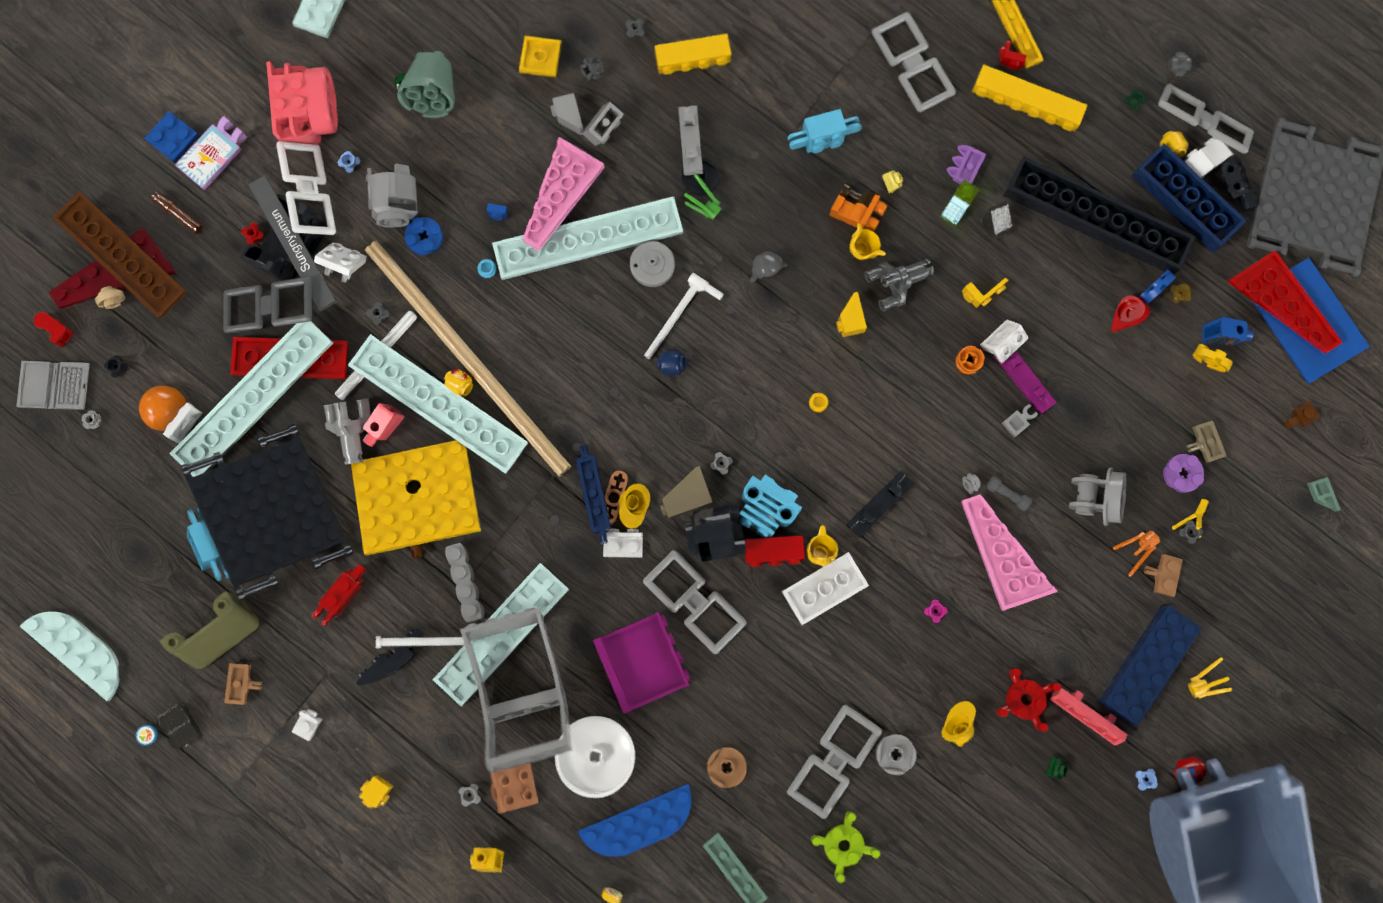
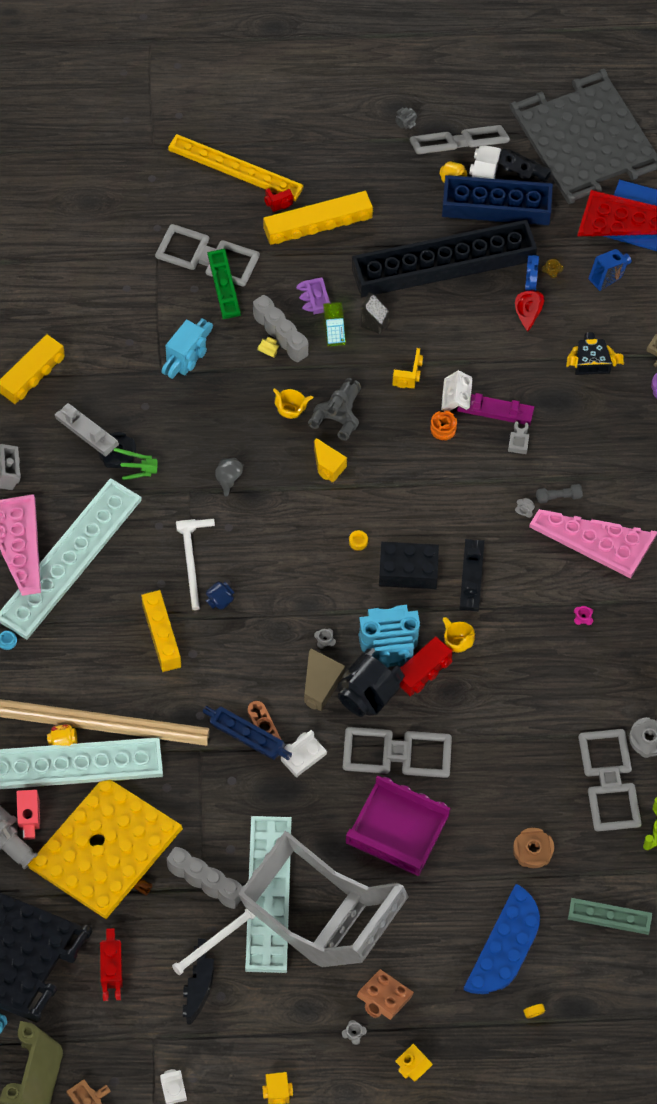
camera: 40 degrees left, 20 degrees down
(599, 757) = (429, 920): white dish -> none
(603, 356) = (161, 631): none -> yellow brick
(634, 505) = (285, 715): yellow piece -> none
(652, 264) = (138, 538): light grey wheel -> none
(825, 588) = (487, 664): white plate -> none
(836, 457) = (408, 565): none -> black brick
(861, 212) = (265, 383): orange hips -> none
(903, 97) = (223, 284): none -> green plate
(914, 172) = (280, 328): none -> light grey brick
(1114, 496) = (611, 444): light grey piece -> none
(1135, 94) = (396, 160): clear green plate -> none
(1143, 398) = (593, 356): none -> torso
(1215, 359) = (617, 291): yellow plate -> none

